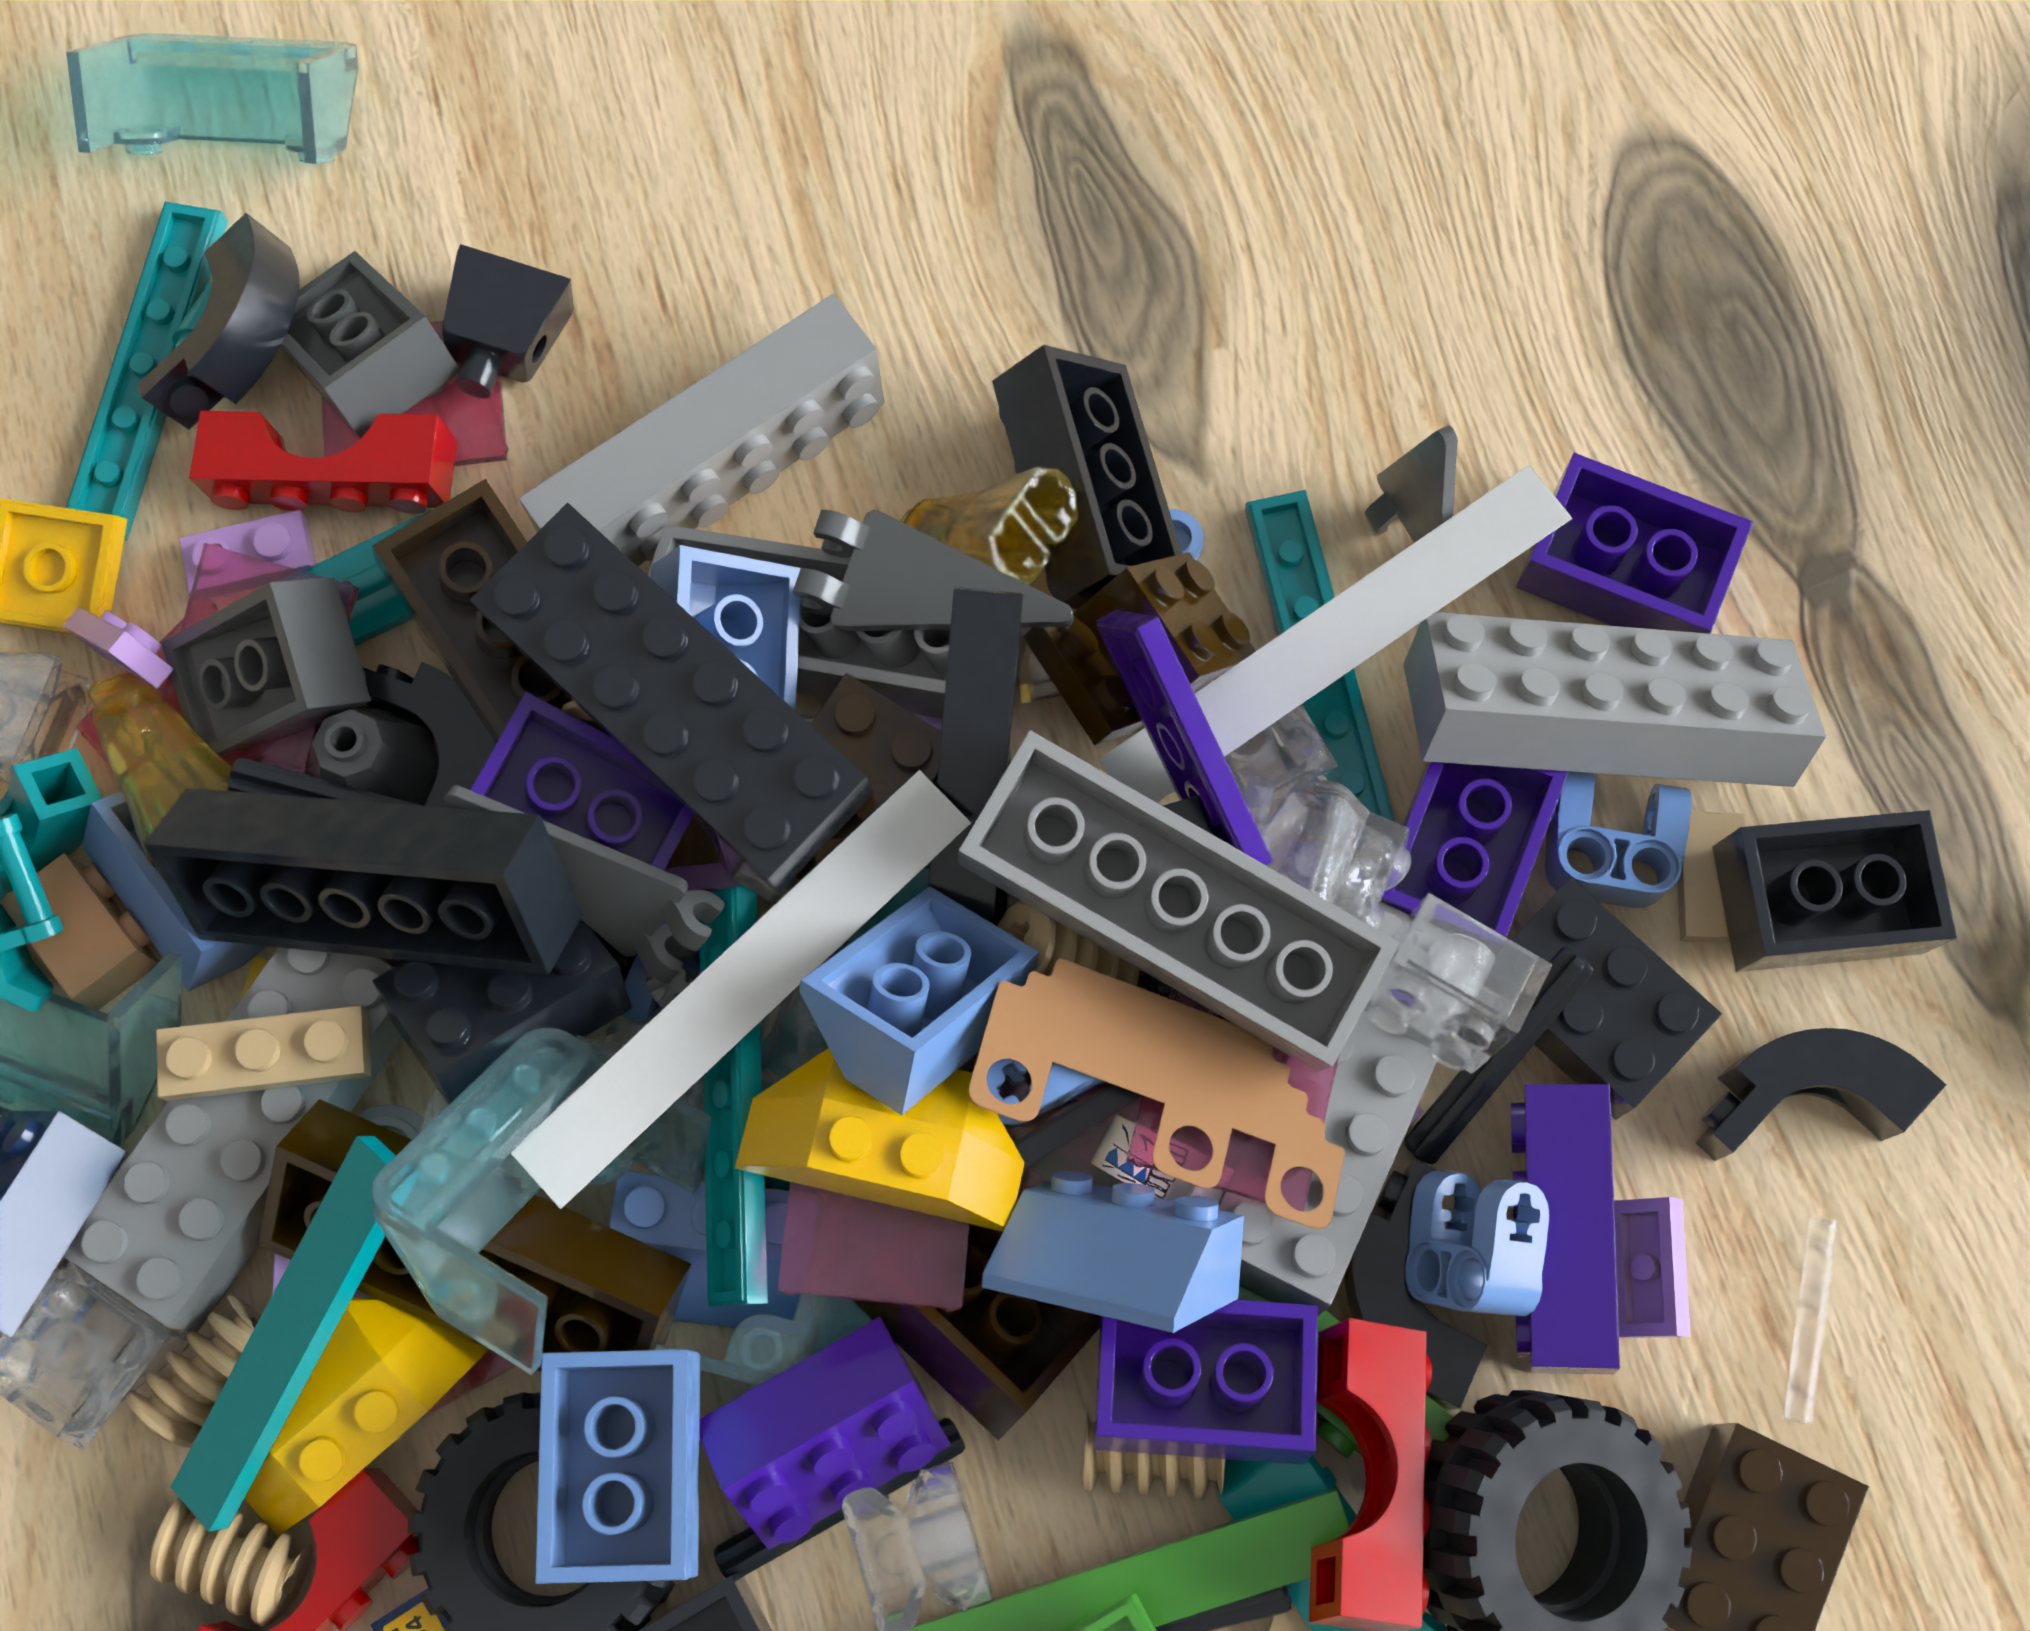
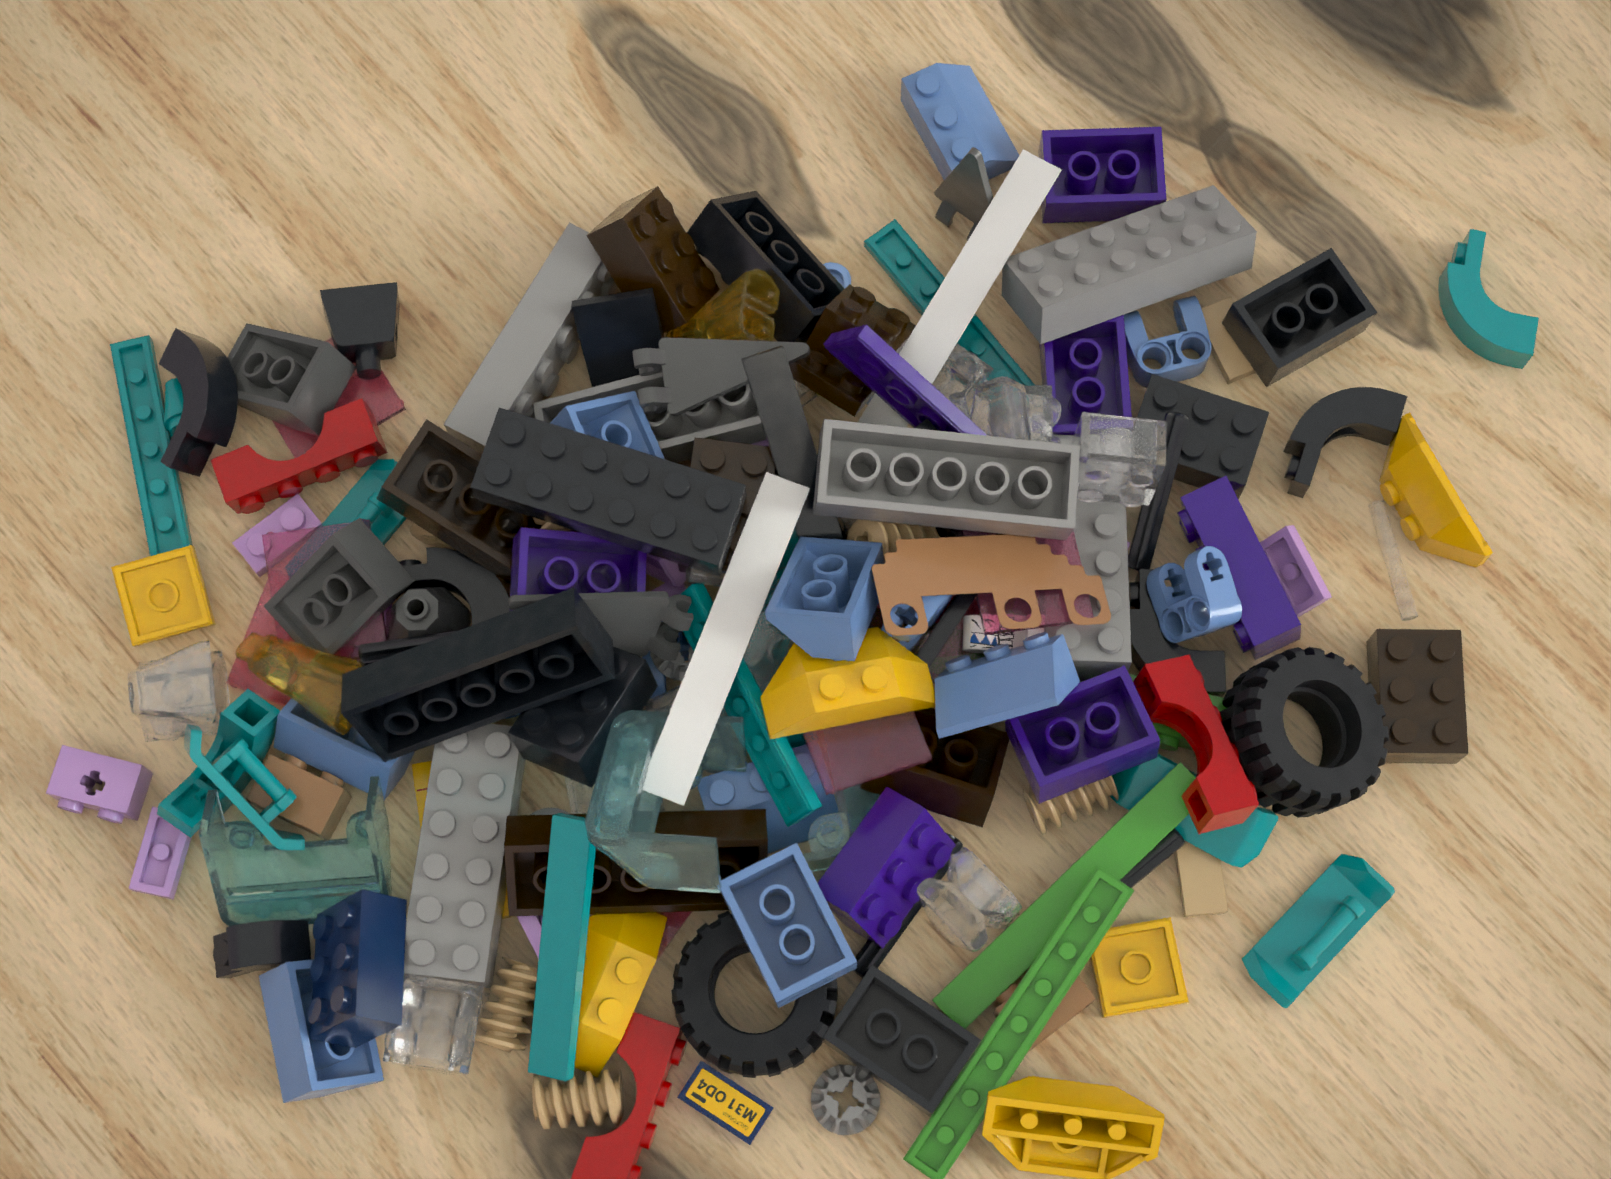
camera: 25 degrees left, 0 degrees up
(120, 644) = (237, 620): lavender plate -> none
(213, 89) = (114, 258): clear light blue windscreen -> none
(263, 1053) = (461, 804): tan plate -> none
(820, 466) = (612, 329): none -> black tile
(924, 401) = (650, 249): none -> dark brown brick
(1462, 372) = (954, 117): none -> medium blue slope
(1906, 1255) = (1427, 500): none -> yellow wedge

